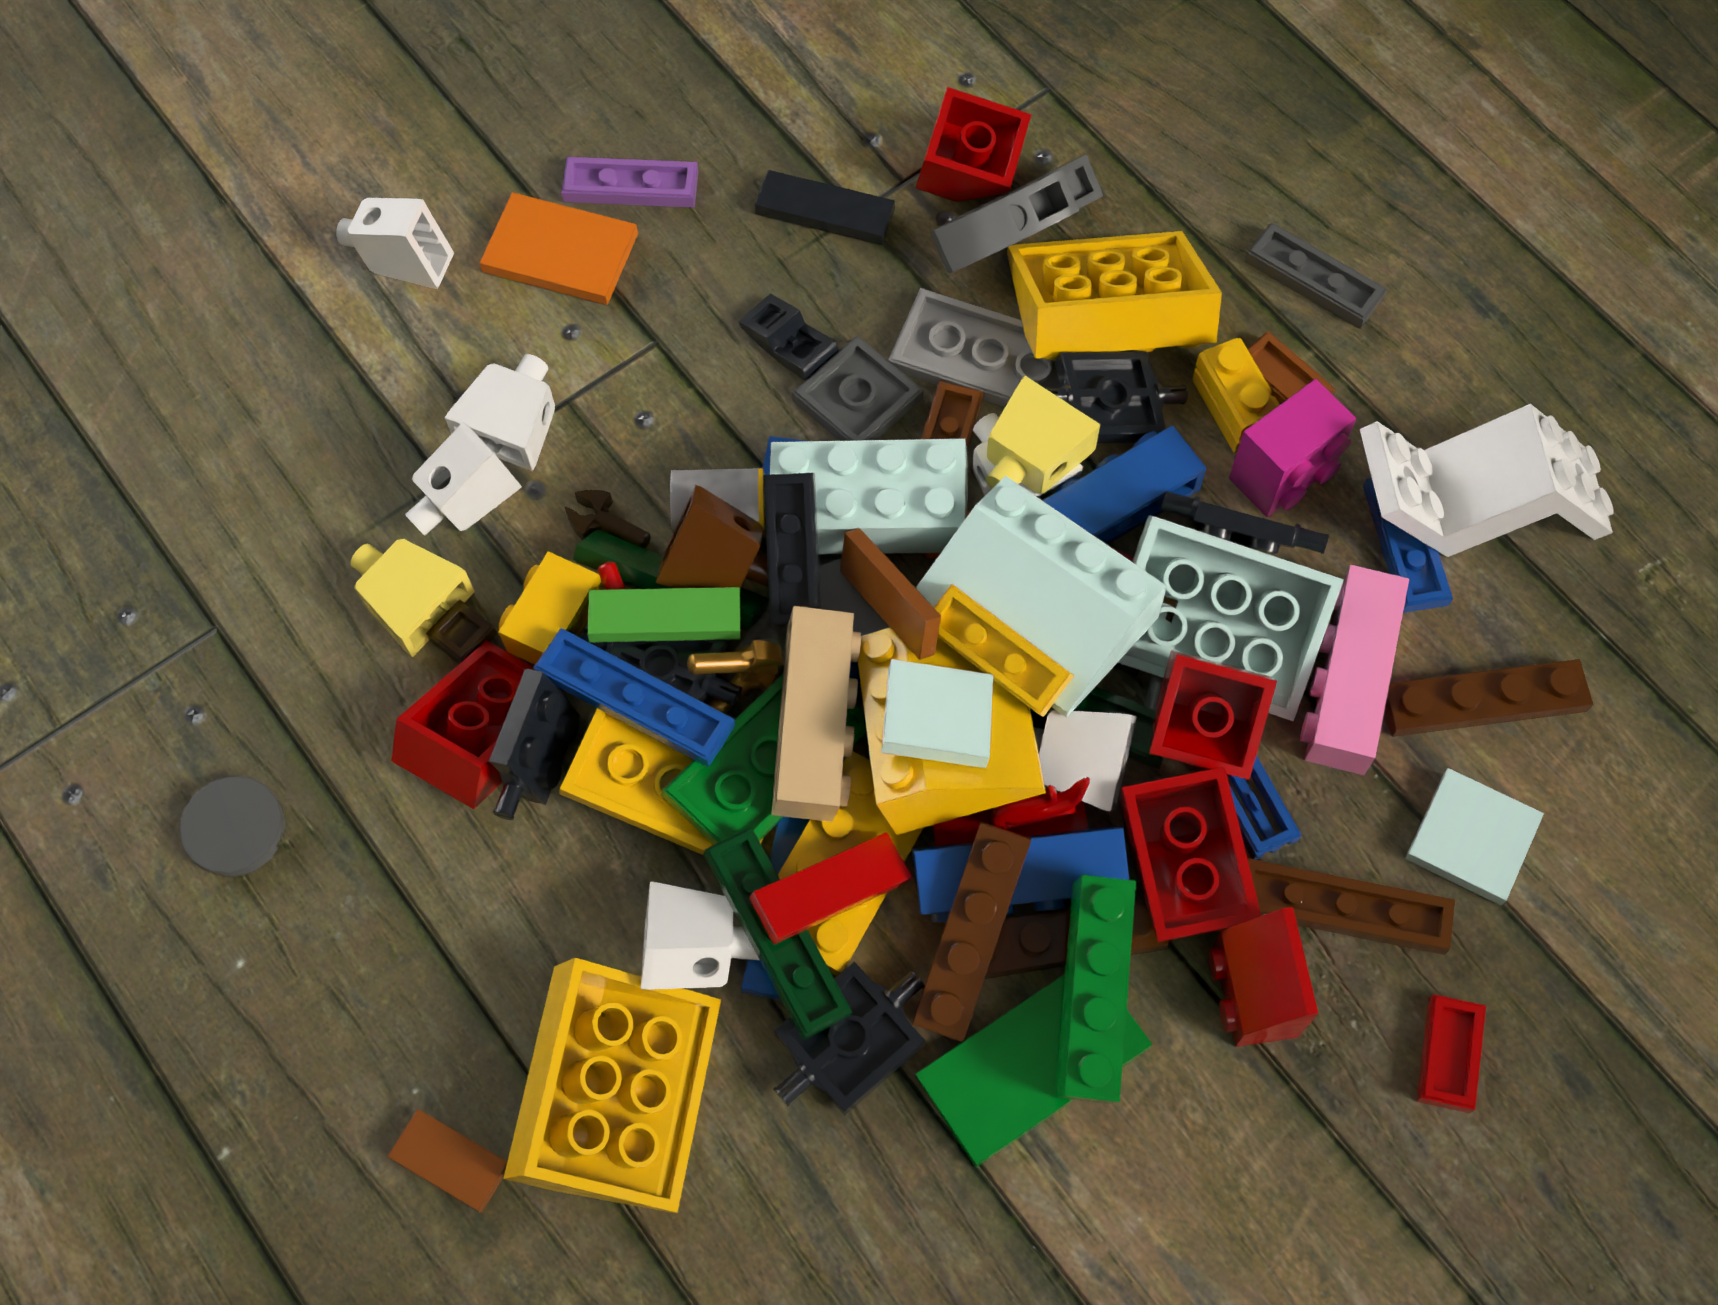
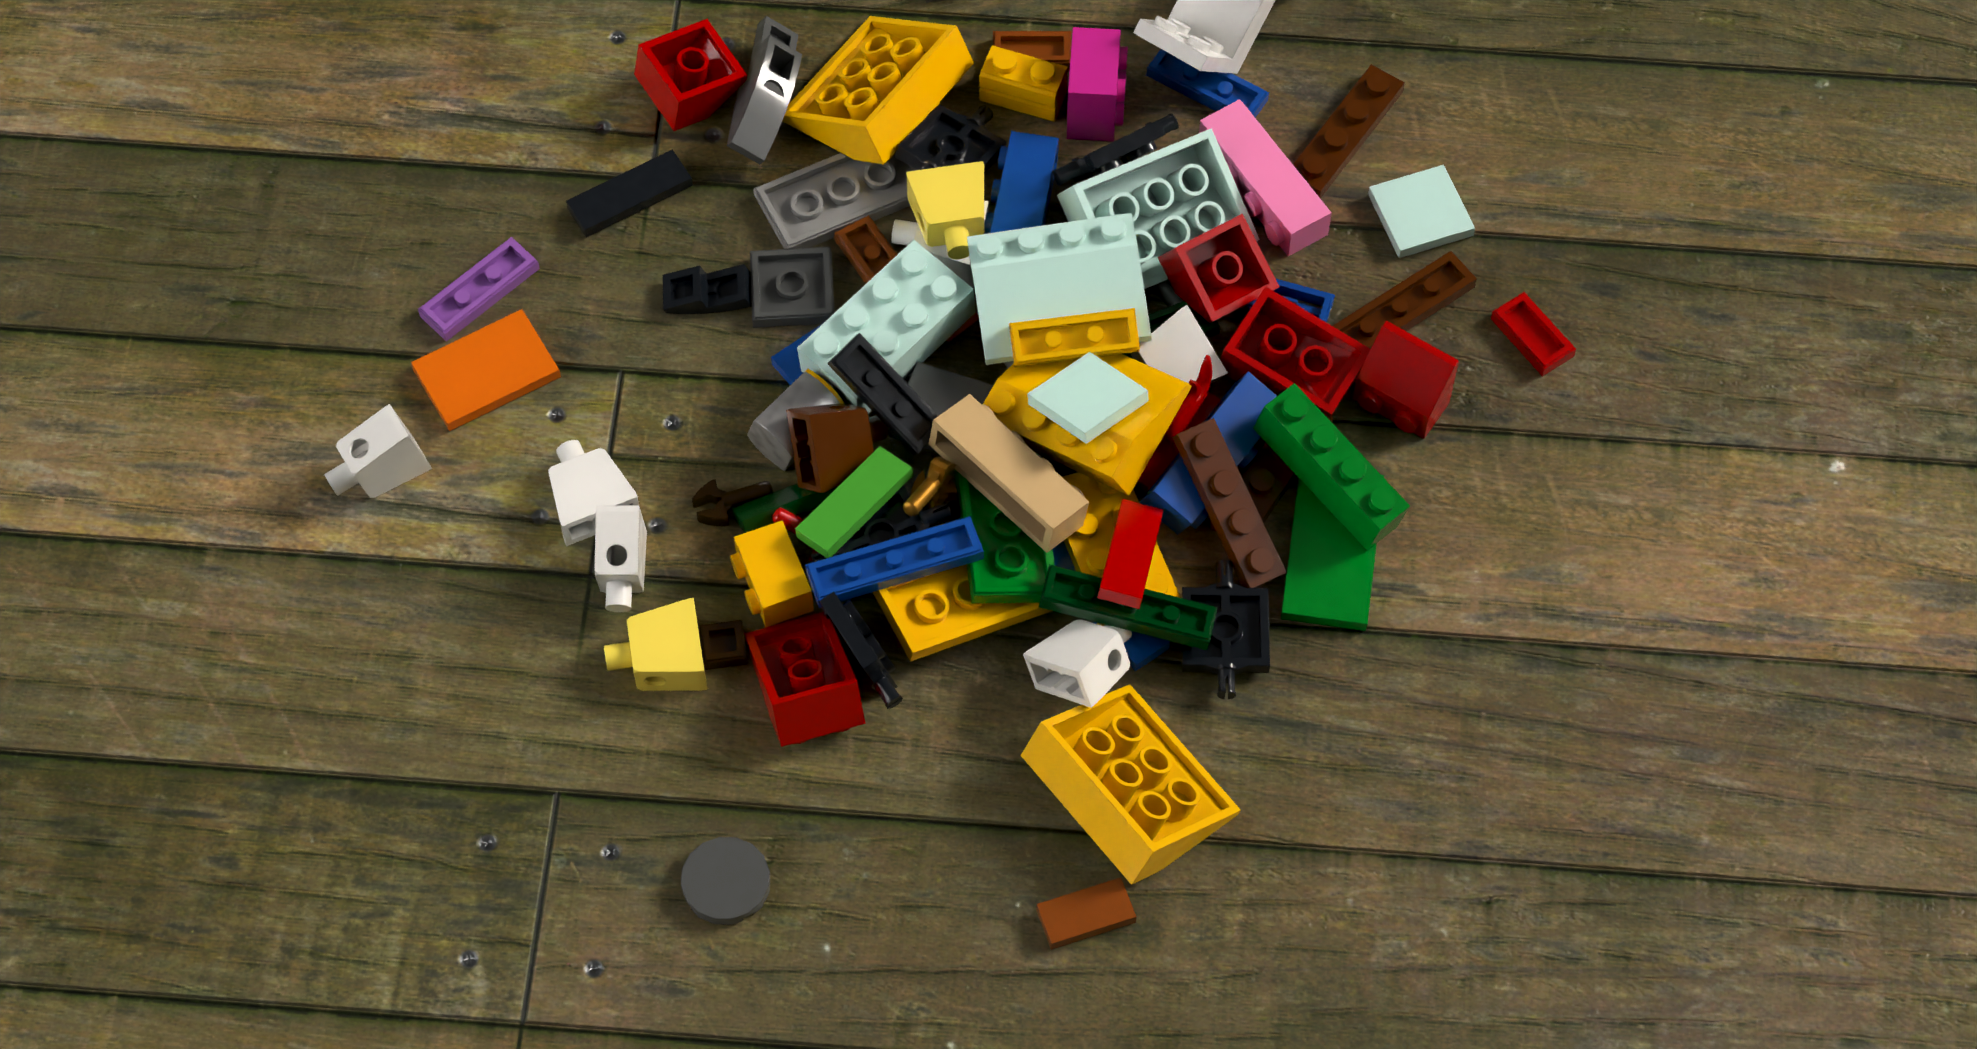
camera: 50 degrees left, 5 degrees down
(890, 594) = (975, 365): dark orange tile -> none

